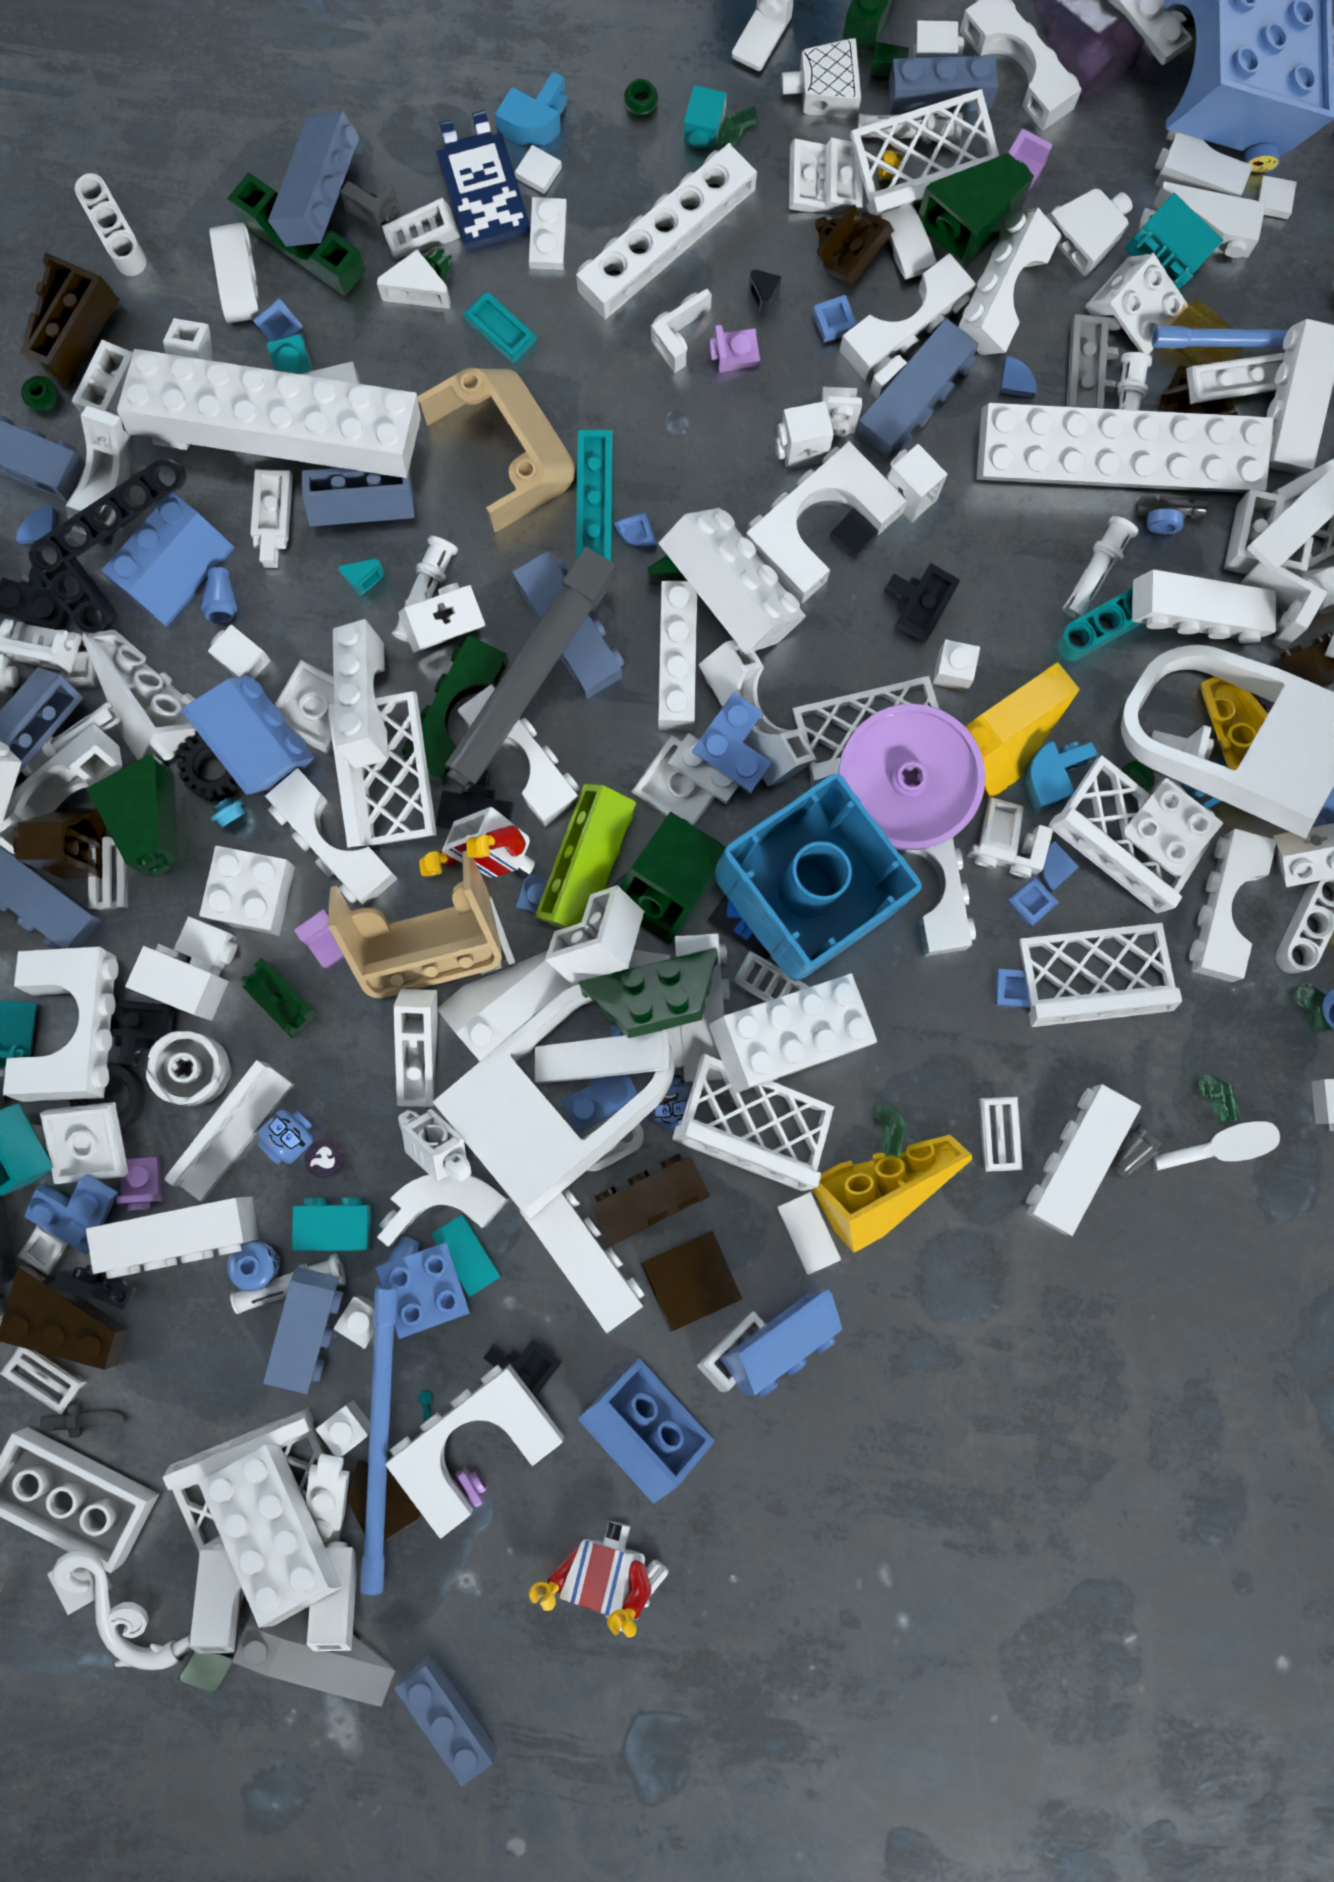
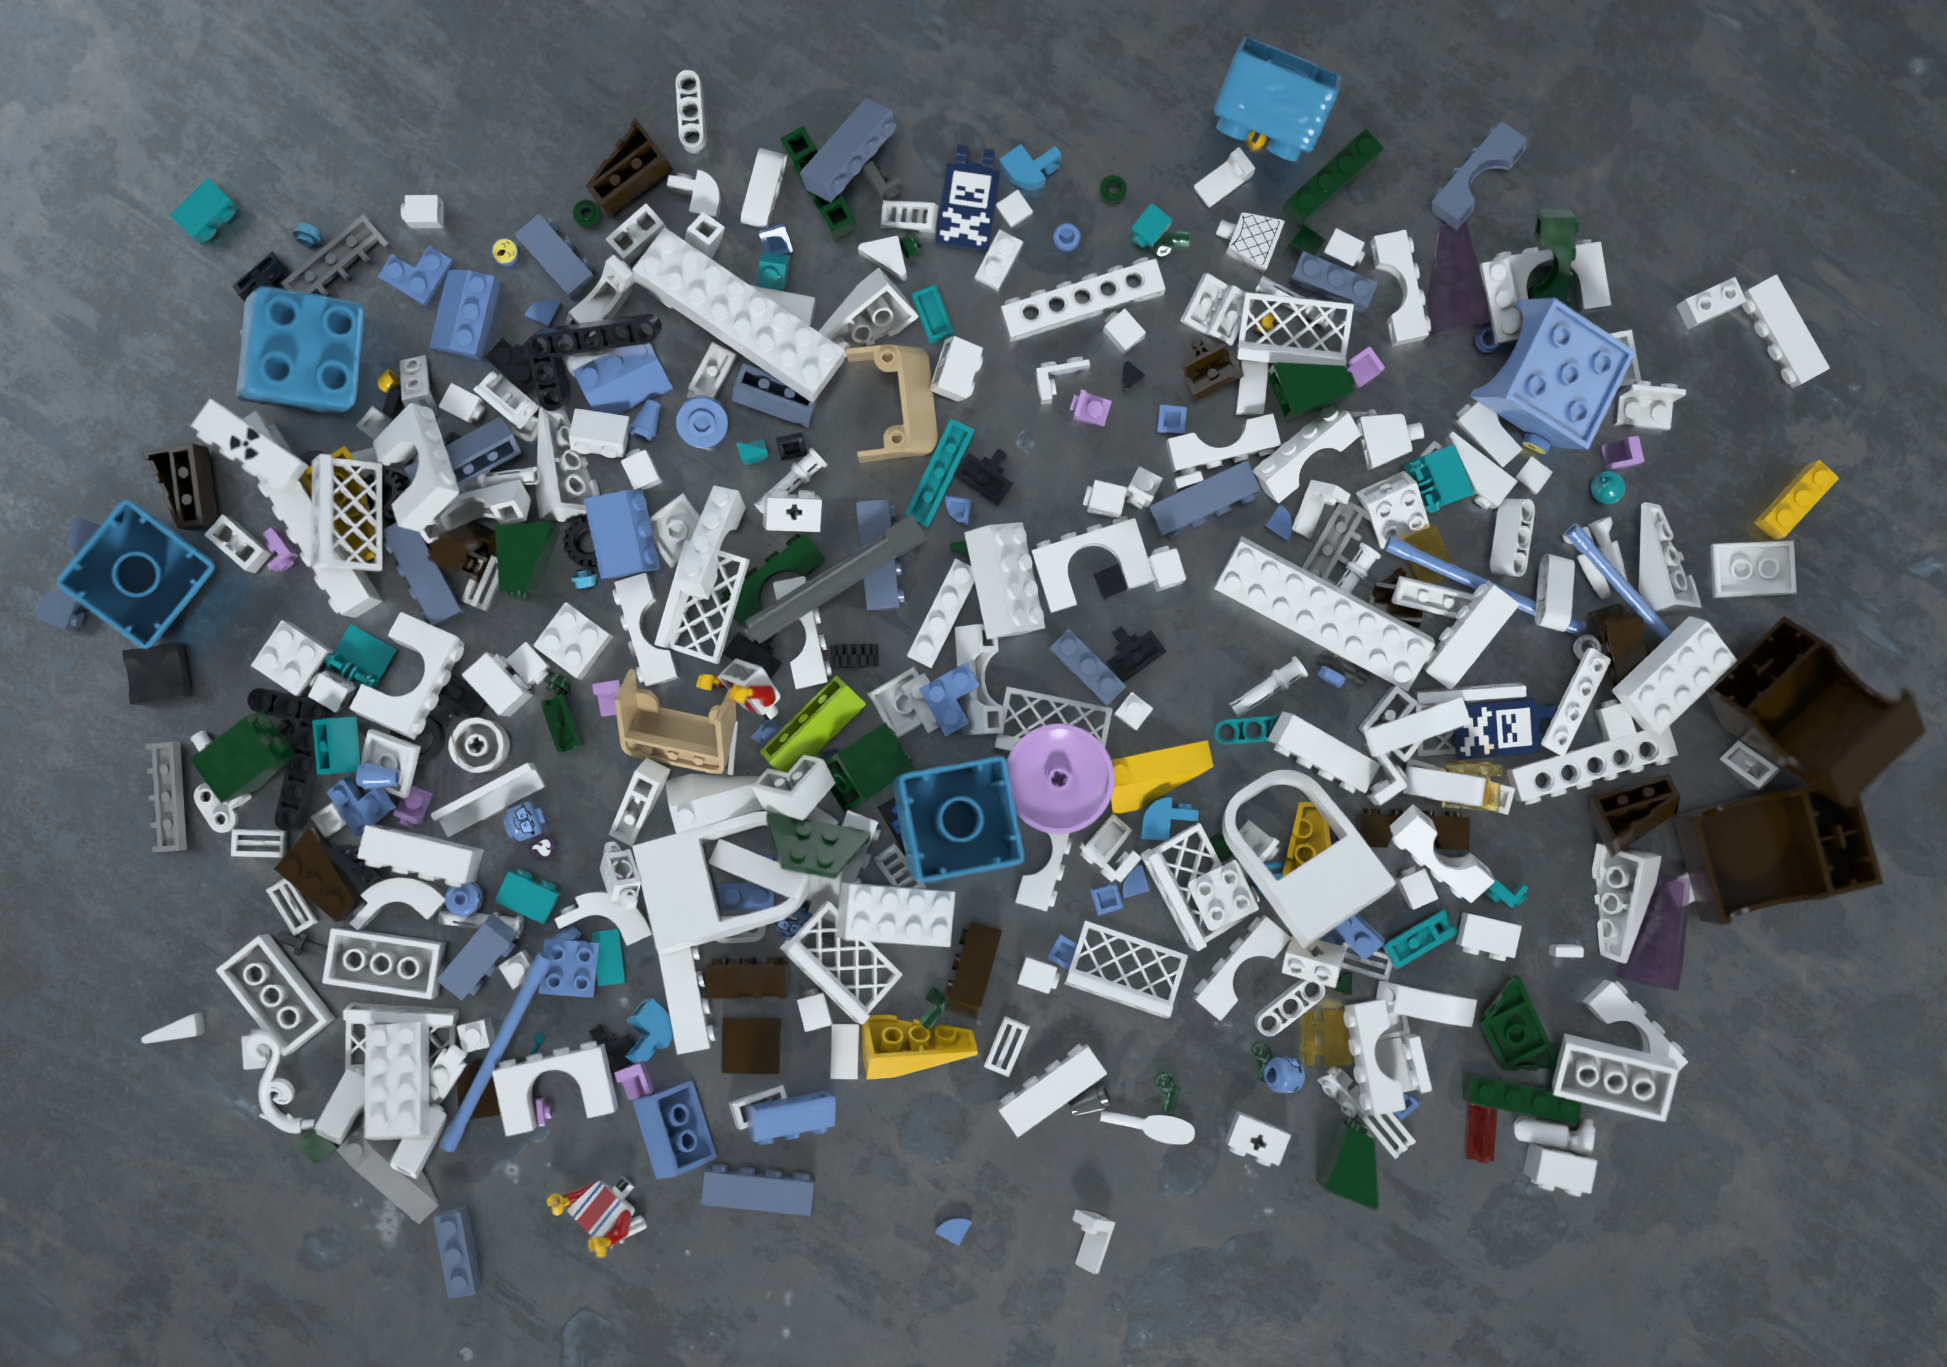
camera: 25 degrees right, 5 degrees up
(73, 1164) = (376, 776): none -> medium blue cone
(158, 306) = (703, 190): none -> white brick
(167, 632) = (599, 433): none -> white brick
(188, 1393) = (384, 962): none -> white brick
(195, 1287) = (417, 892): none -> white arch
(250, 951) = (557, 683): none -> dark green plate
(285, 565) = (702, 421): none -> medium blue piece
(404, 547) = (791, 446): none -> black slope
(428, 348) = (869, 313): none -> white wedge
(558, 370) = (956, 369): none -> white brick
(563, 1314) = (654, 1026): none -> dark azure brick
(569, 1392) = (635, 1080): none -> lavender panel
(595, 750) = (854, 655): none -> black tyre
(613, 174) = (1066, 237): none -> medium blue tile
(650, 478) = (985, 475): none -> black hinge
(730, 244) = (1123, 330): none -> white brick
(749, 1198) = (814, 1009): none -> white brick
(786, 1457) = (758, 1190): none -> sand blue brick
(877, 640) = (1087, 667): none -> sand blue brick
(918, 1060) = (972, 970): none -> dark brown wedge
(997, 1028) = (1038, 975): none -> white brick
(1044, 320) = (1314, 499): none -> white bracket
(1047, 1389) = (954, 1229): none -> medium blue tile
(1150, 65) = (1479, 340): none -> medium blue plate
(1225, 1320) = (1095, 1241): none -> white bracket
(1291, 270) = (1512, 537): none -> white beam

